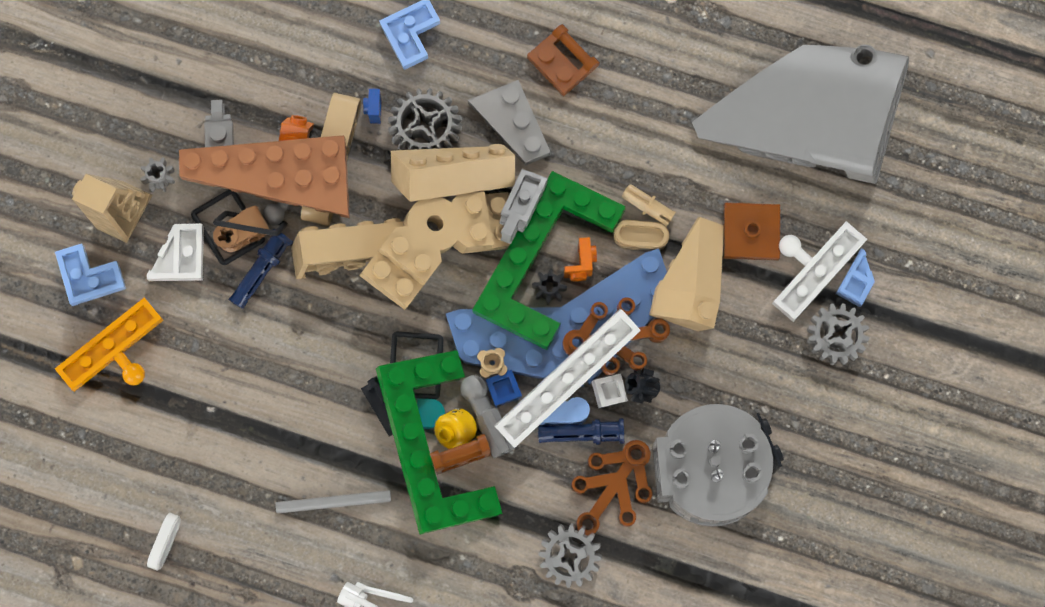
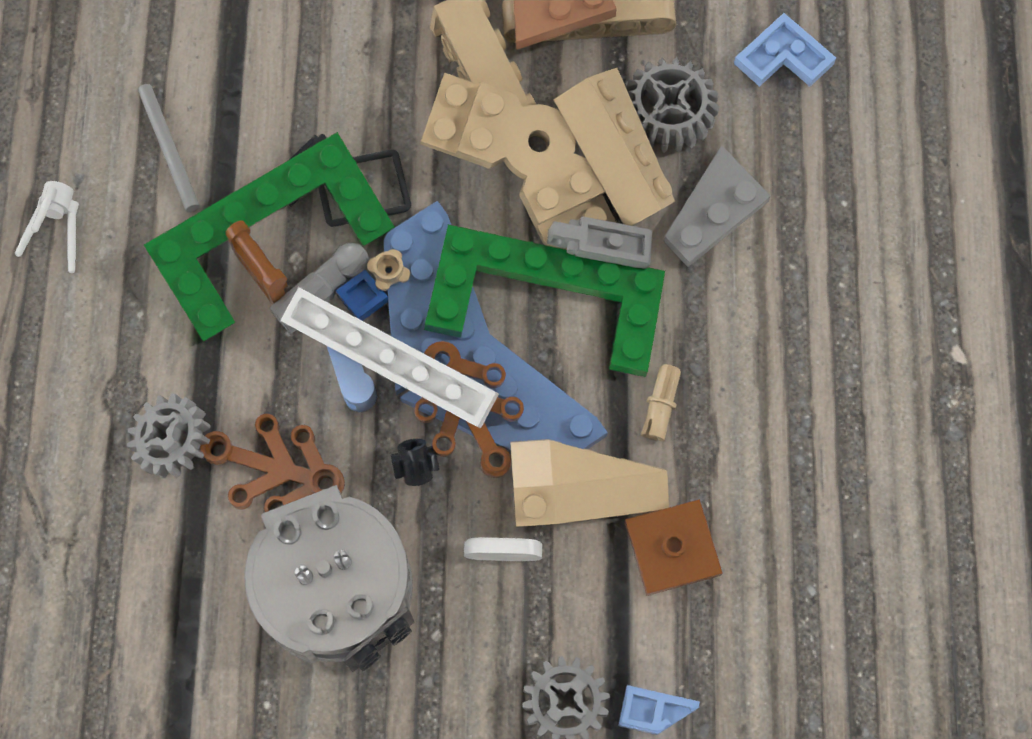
camera: 75 degrees right, 5 degrees down
(372, 106) = (672, 40): blue plate -> none
(429, 412) = (306, 221): teal tile -> none
(455, 428) = (291, 250): yellow head -> none
(556, 66) = (807, 238): dark orange plate -> none
(557, 287) = (511, 322): black gear -> none
(587, 255) = (562, 344): orange bracket -> none
(595, 432) = (338, 422): dark blue pin -> none
(609, 391) = (397, 424): white plate -> none
(641, 235) = (619, 407): tan tile -> none
(722, 344) = (503, 549): none -> white tile
(814, 110) = (874, 586): light grey panel -> none
(817, 270) = (648, 649): white plate -> none

